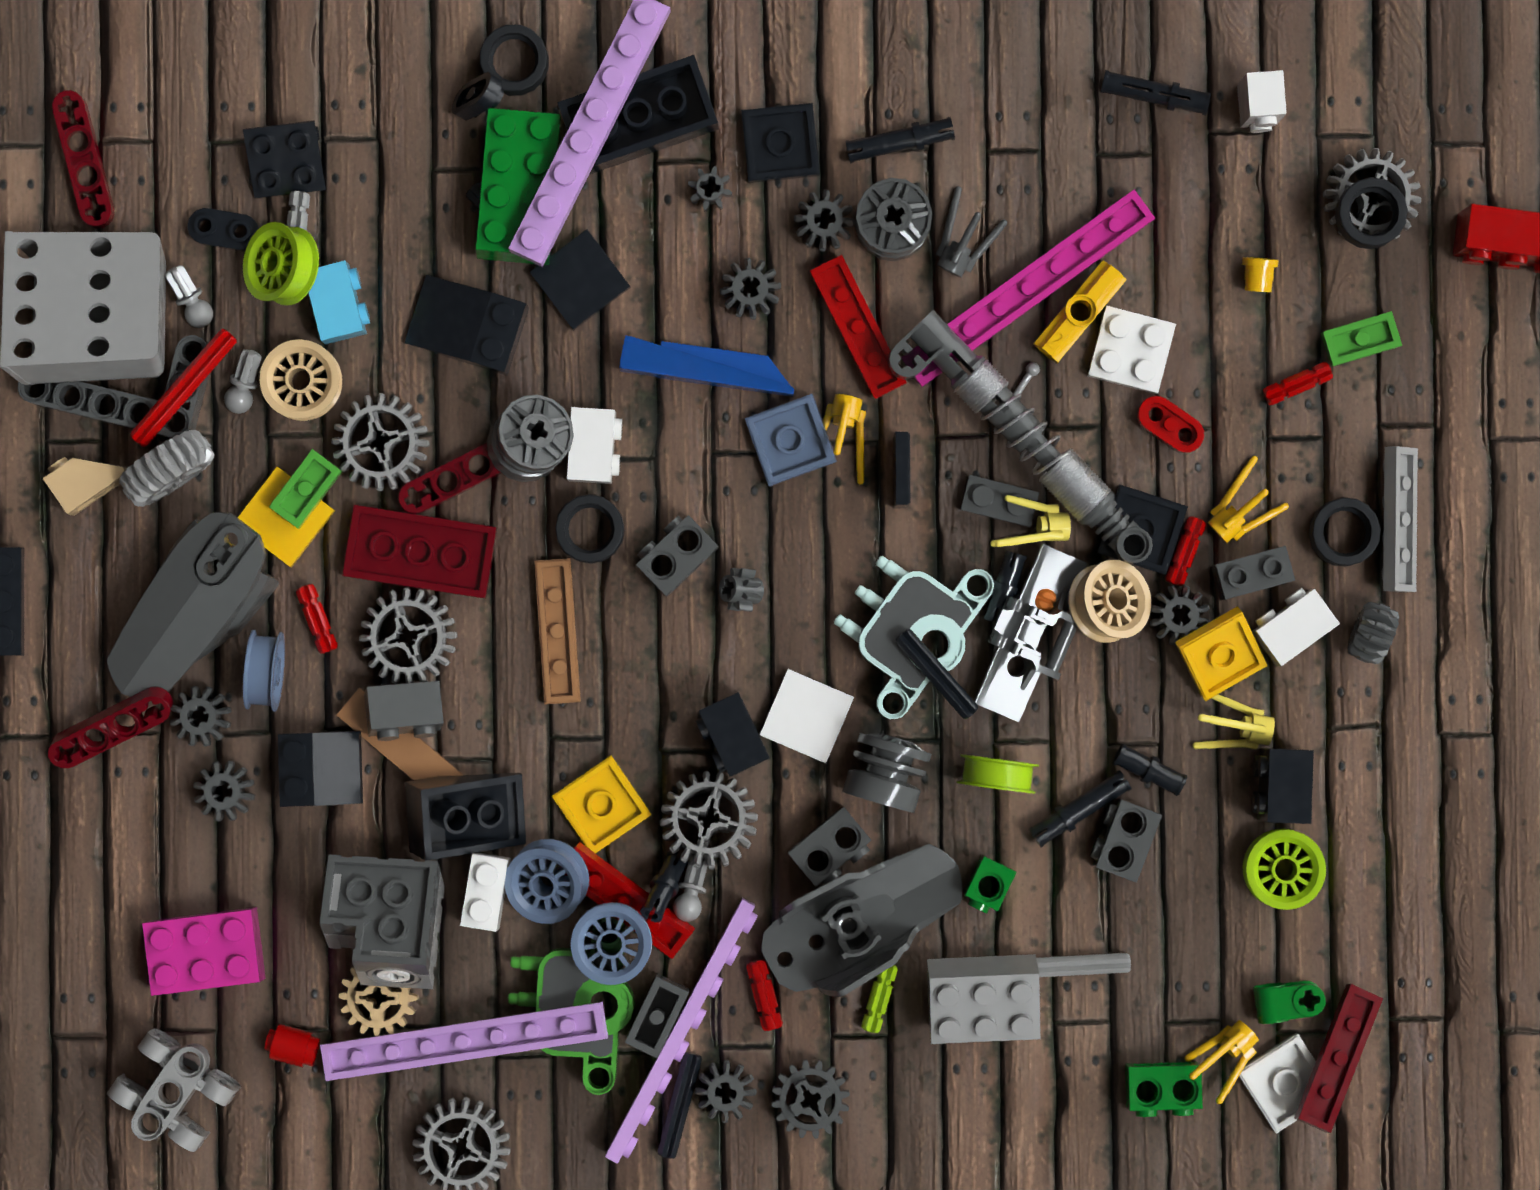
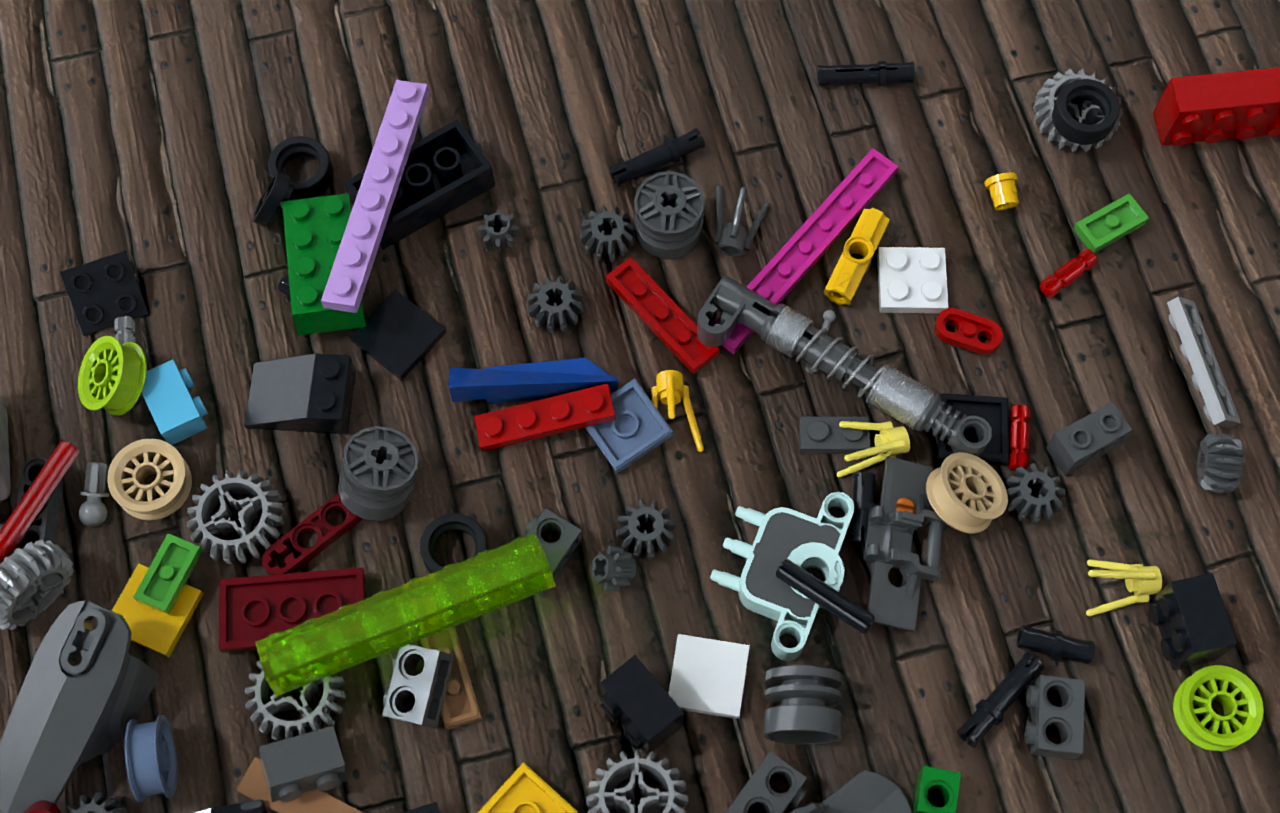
camera: 15 degrees left, 20 degrees down
(197, 311) = (41, 443): light grey axle -> none
(222, 228) = (54, 368): black plate -> none
(316, 618) = (200, 700): red axle -> none
(529, 594) = (404, 614): none -> clear neon green brick
(534, 665) = (427, 687): none -> brick
(592, 446) = (440, 472): white brick -> none
(710, 412) = (545, 417): none -> red plate
(780, 143) = (552, 185): black tile -> none
(795, 559) = (646, 516): none -> dark grey gear
(901, 470) = (736, 420): black tile -> none
(997, 773) = (912, 678): lime wheel -> none
(1221, 653) = (1085, 517): yellow tile -> none
(1229, 522) = (1050, 402): yellow plant -> none
(1261, 100) = (959, 51): white brick -> none
(1295, 626) = (1144, 479): white brick -> none
(1370, 522) = (1171, 366): black tyre -> none

